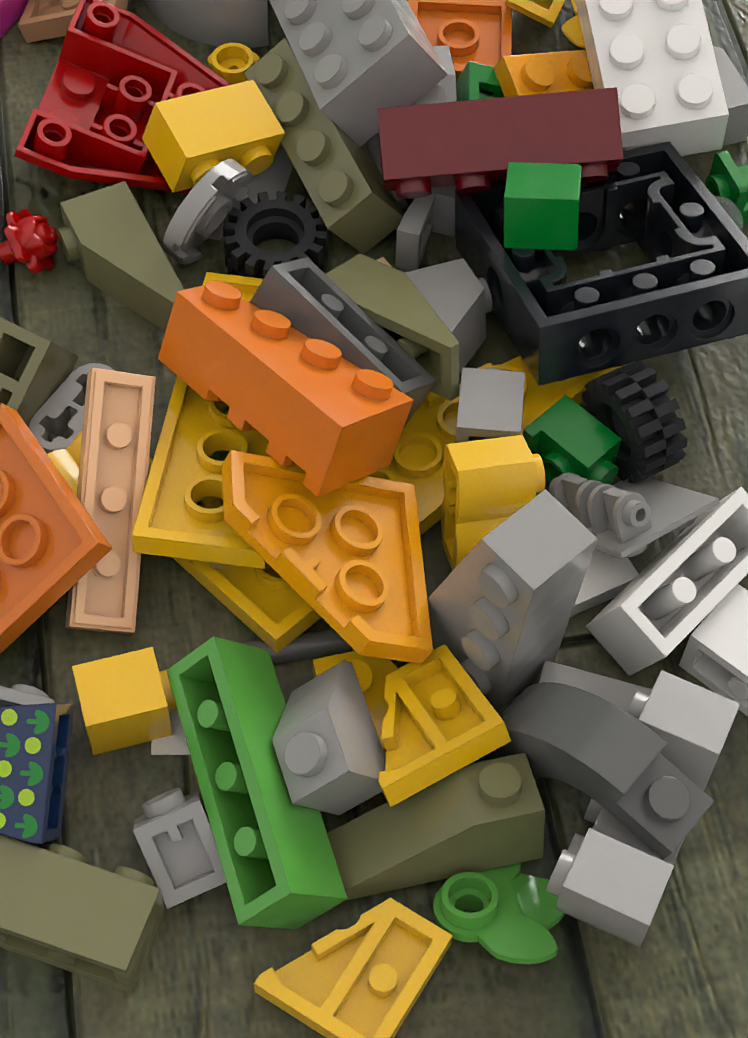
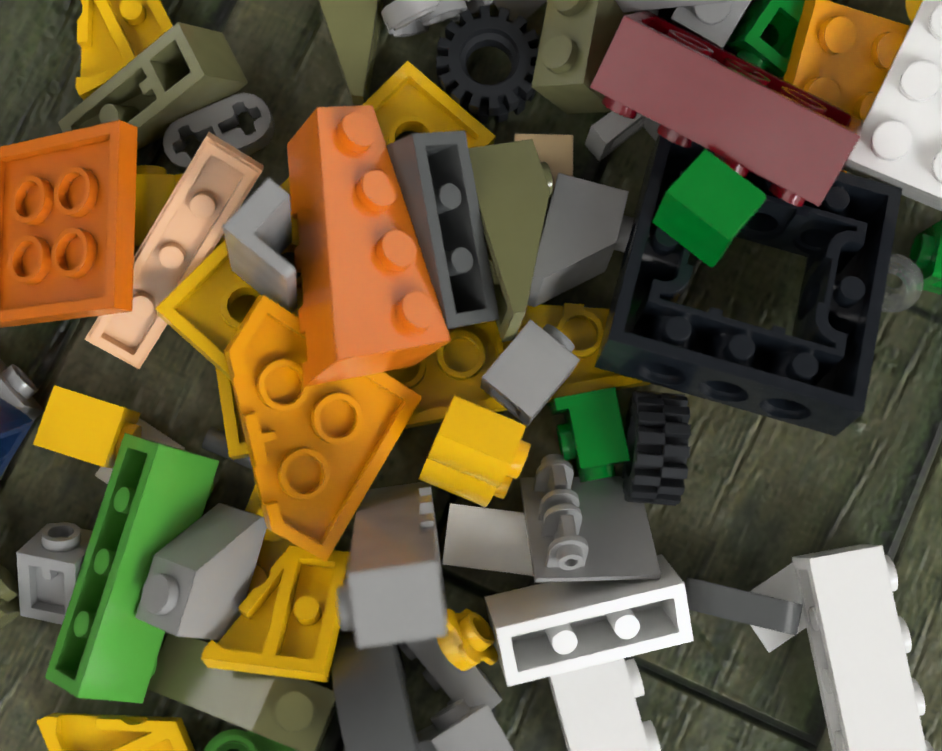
camera: 30 degrees right, 25 degrees up
(210, 413) = (257, 238): none -> light grey panel
(600, 652) = (467, 640): none -> yellow plate

